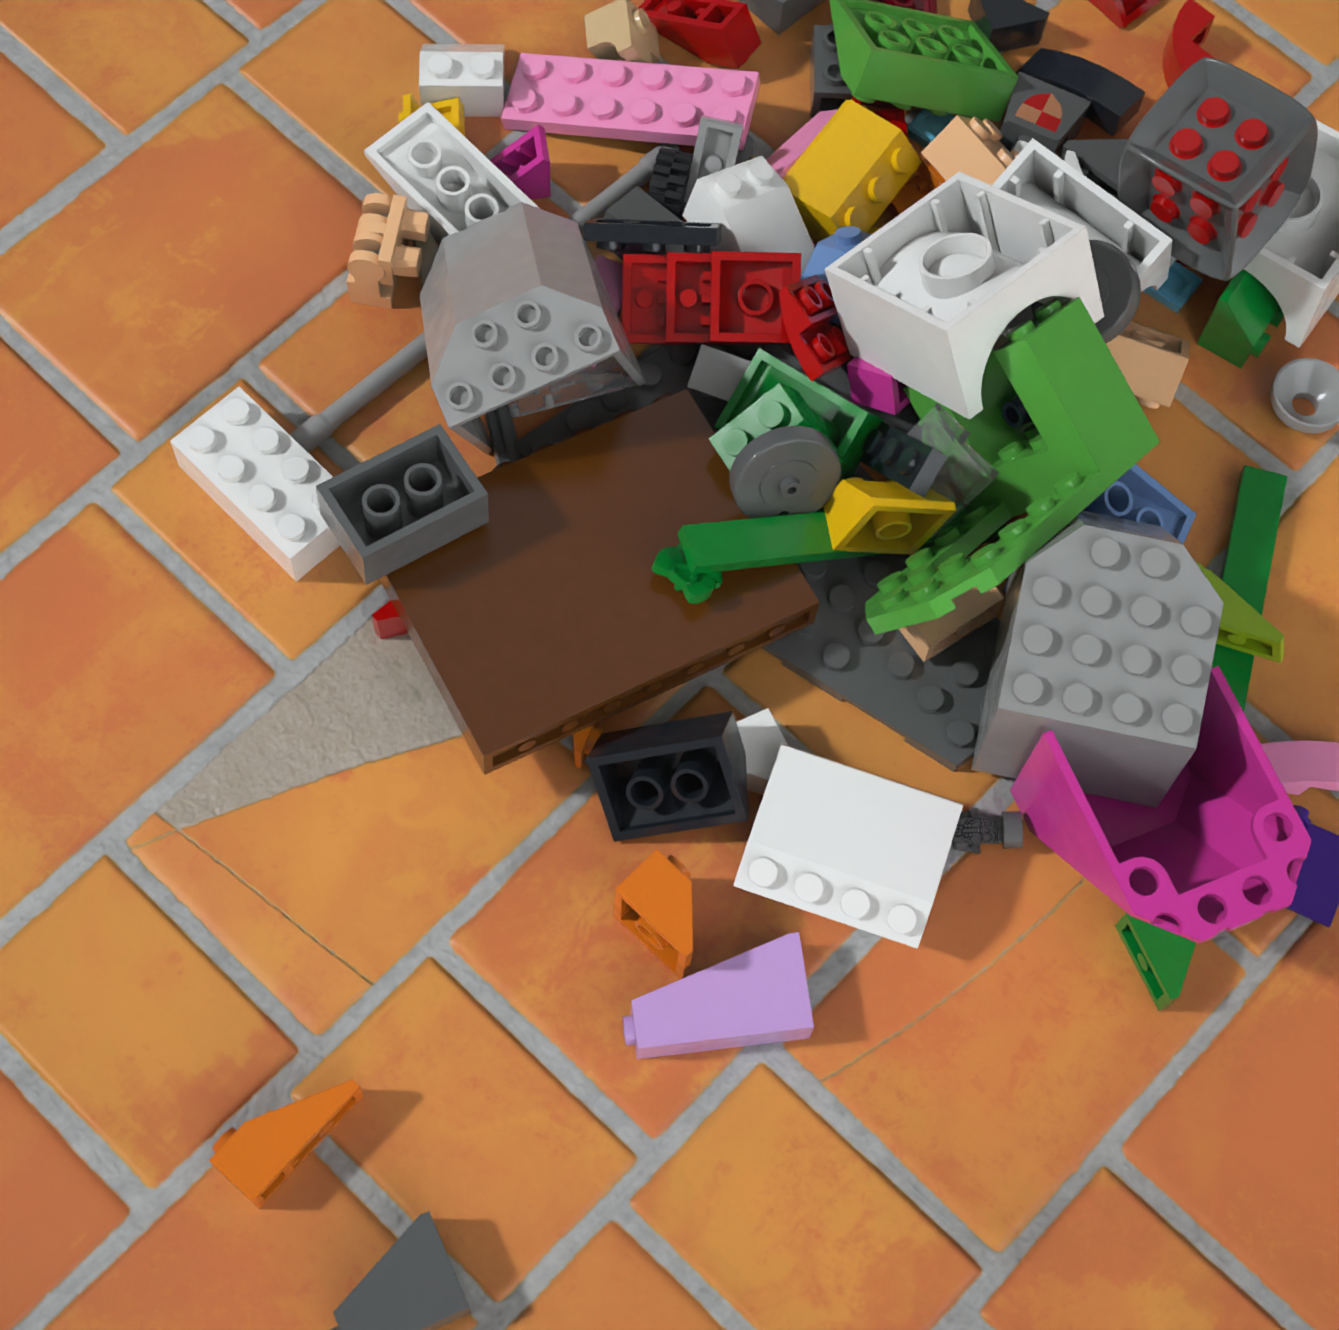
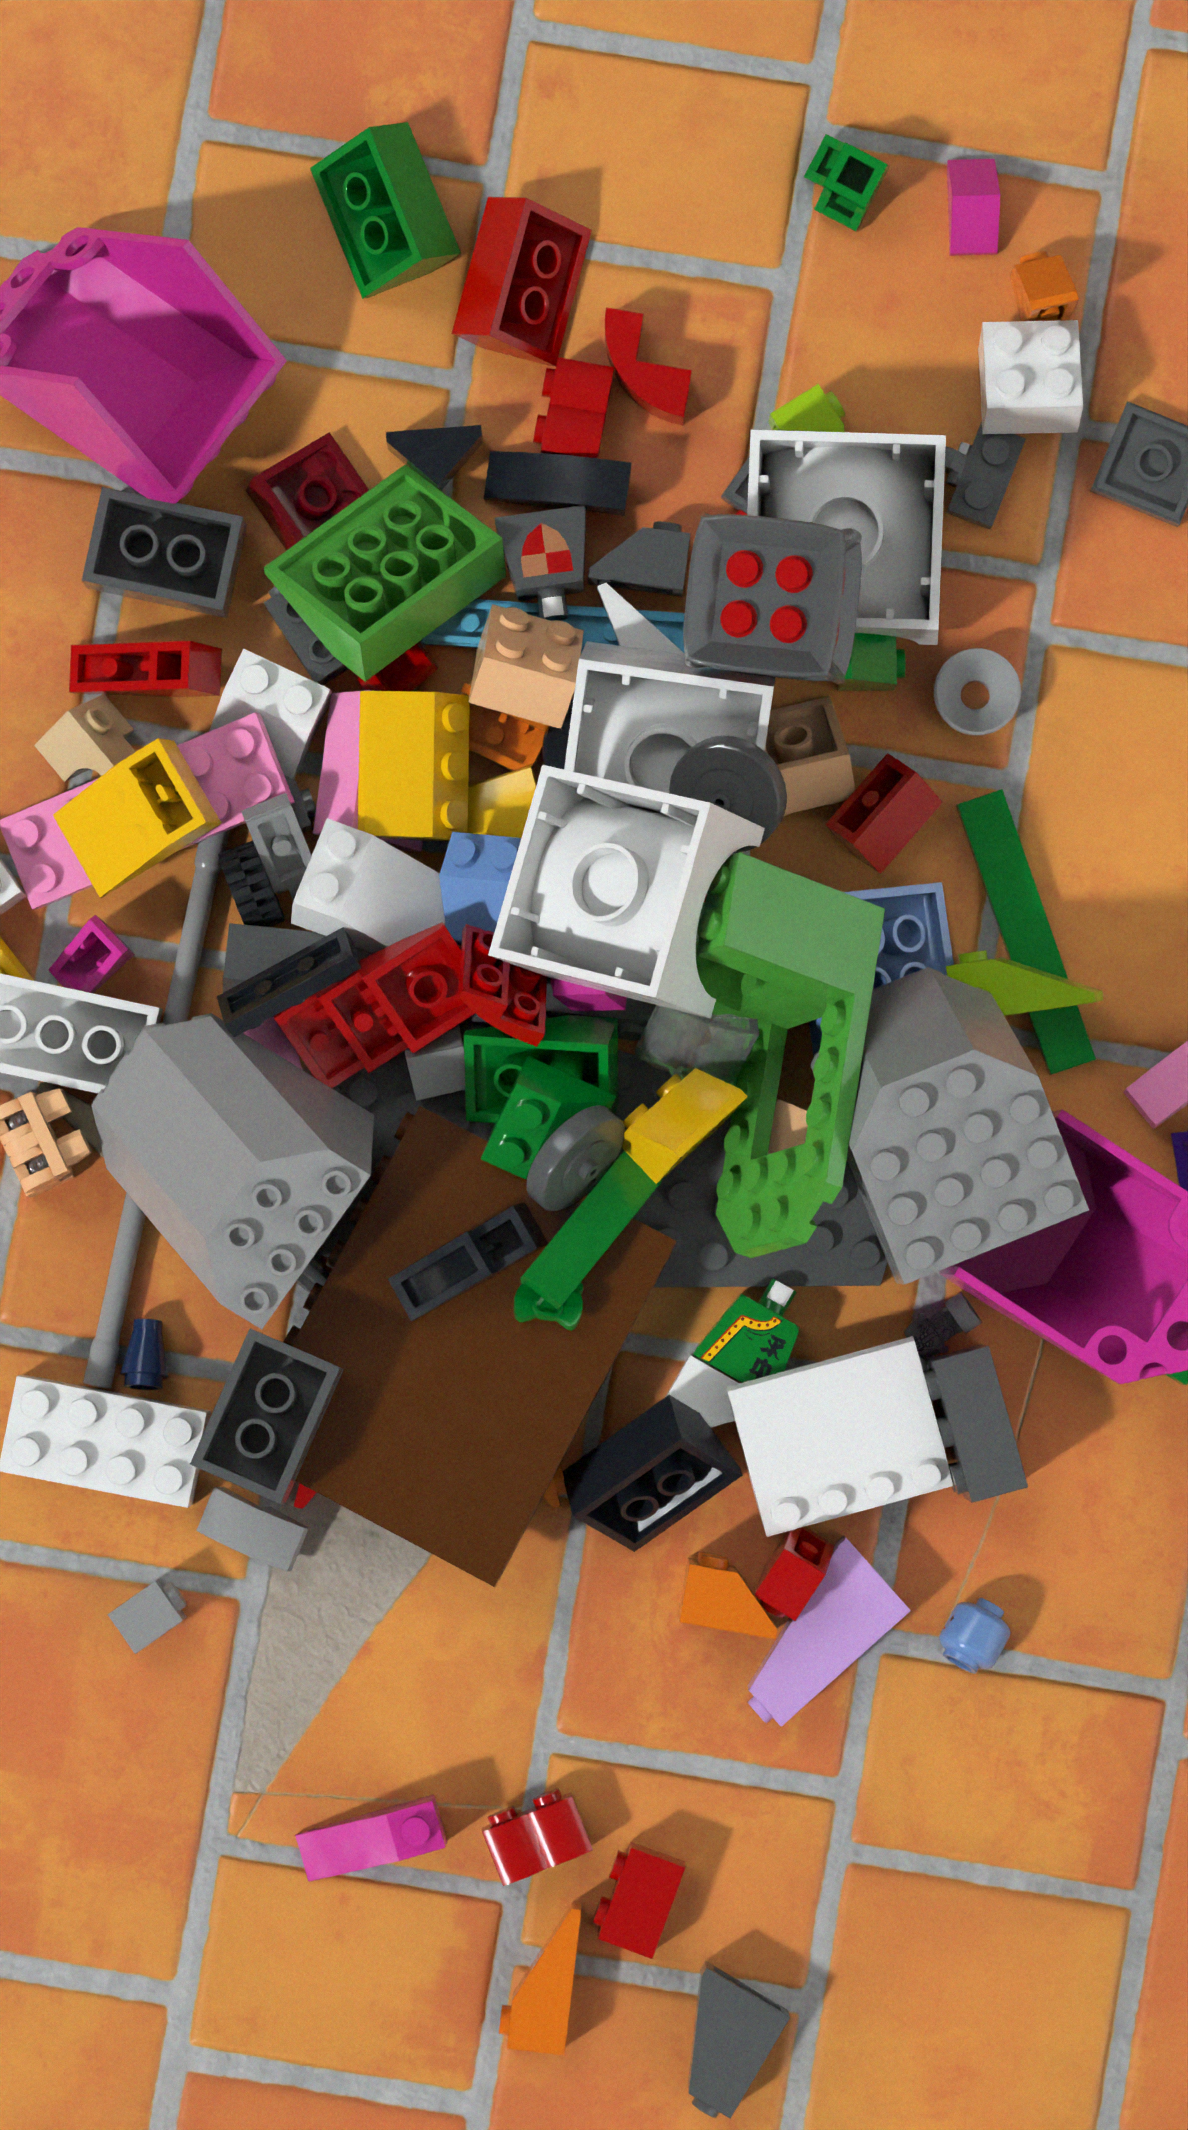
camera: 30 degrees left, 20 degrees up
(198, 628) = (149, 1614): none -> light grey brick
(238, 919) = (373, 1839): none -> dark pink slope
(327, 620) = (252, 1529): none -> light grey slope
(345, 448) = (145, 1357): none -> dark blue cone
(367, 1007) = (536, 1837): none -> red brick
(414, 1118) = (639, 1900): none -> red brick
(625, 77) = (136, 815): none -> yellow slope
(642, 503) = (468, 1261): none -> black slope
(733, 924) = (793, 1572): none -> red brick
(784, 96) = (287, 703): none -> white slope
(829, 727) = (752, 1336): none -> green torso
(853, 1092) = (974, 1635): none -> medium blue head
(902, 458) = (666, 1067): black plate -> none
(968, 911) = (975, 1424): none -> dark grey brick
(1127, 46) = (576, 408): none -> red brick
(1191, 429) = (884, 813): none -> red brick

